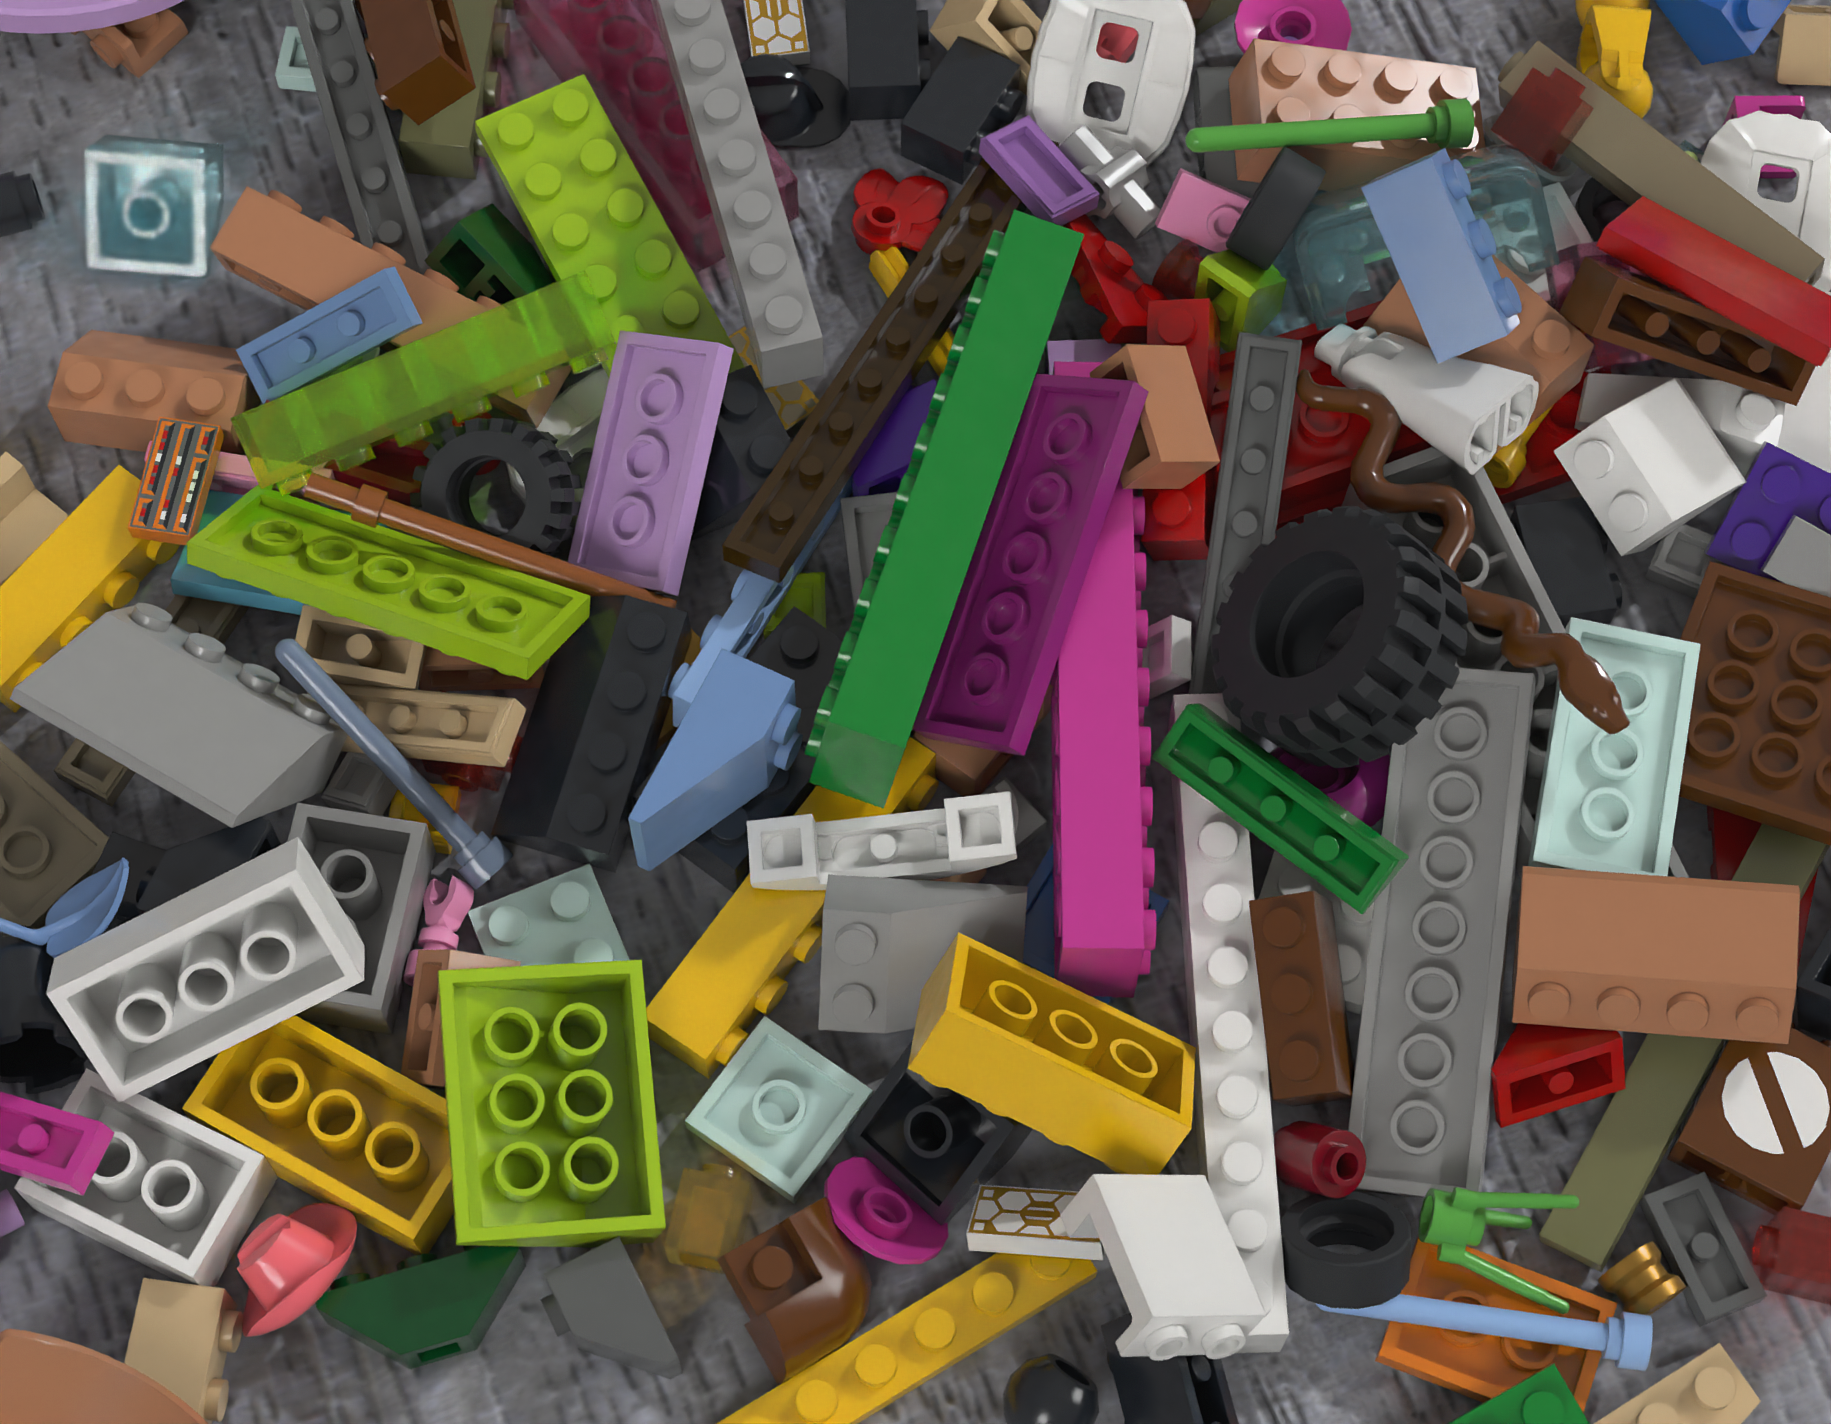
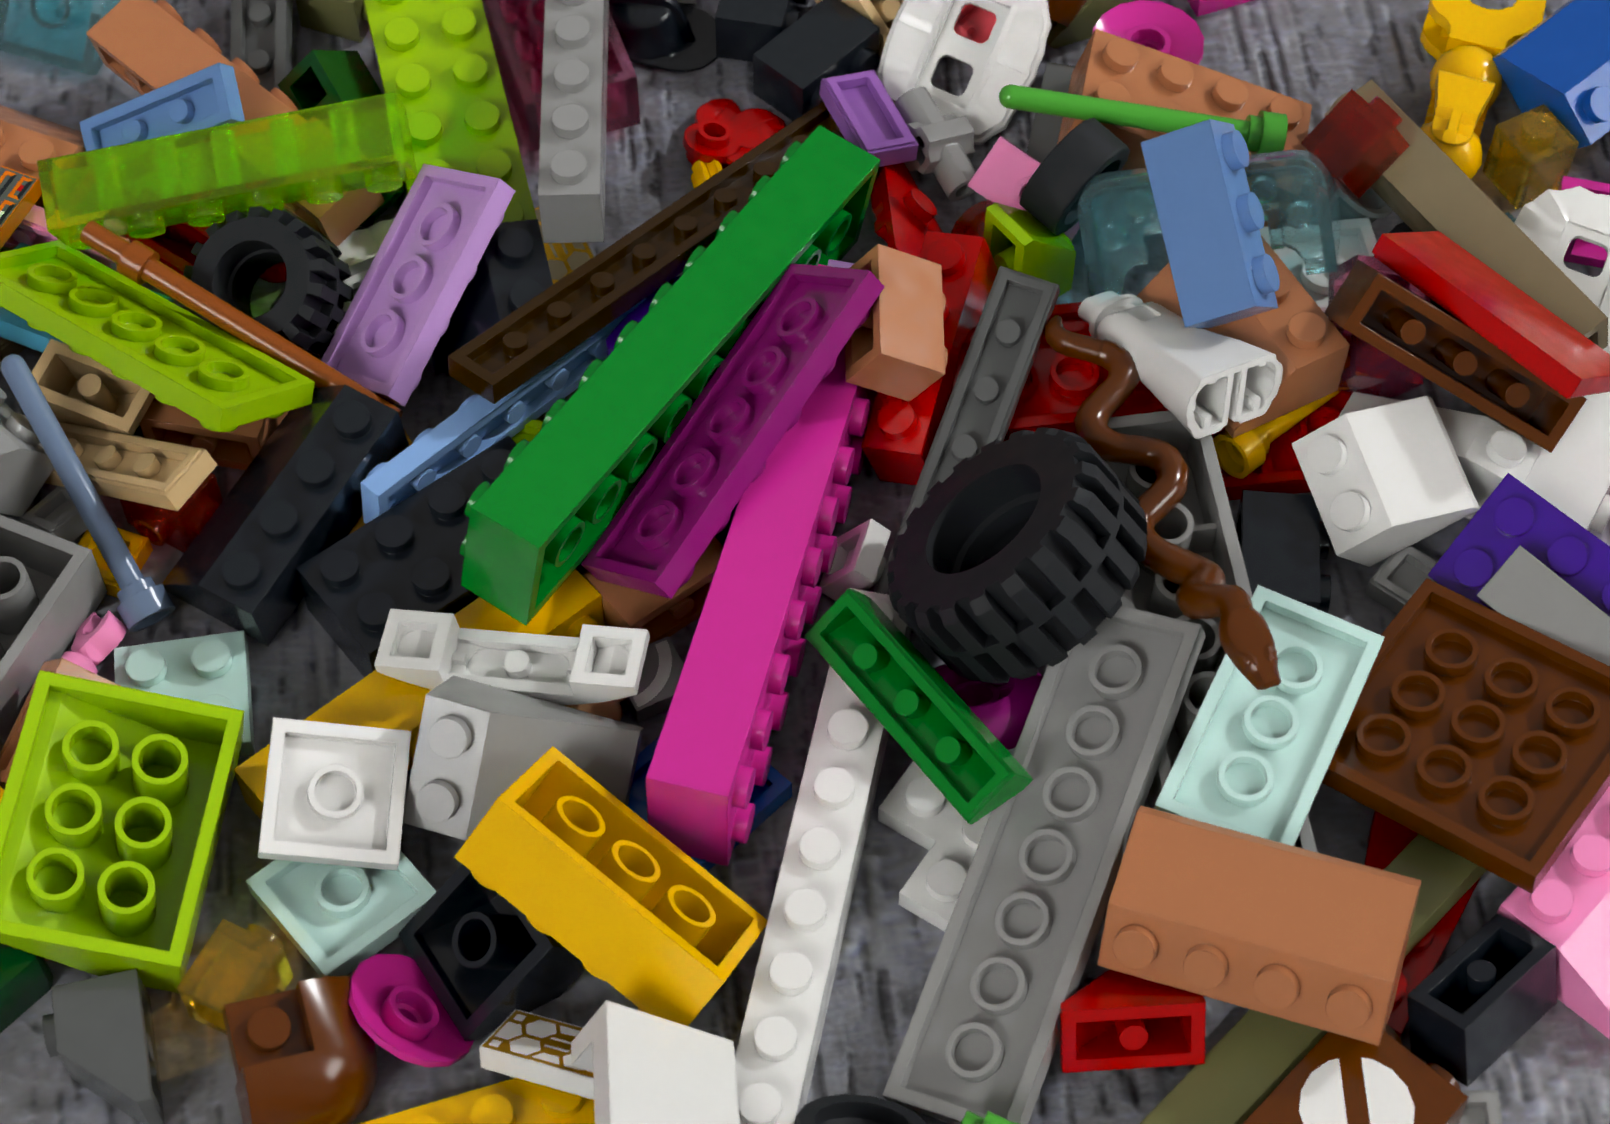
camera: 15 degrees right, 10 degrees down
(718, 758) = (366, 537): medium blue slope -> none
(753, 1020) = (334, 794): none -> white plate
(1302, 999) = (890, 898): reddish brown brick -> none
(1319, 1158) = (862, 1058): dark red brick -> none
(1694, 75) = (1529, 155): none -> clear yellow brick

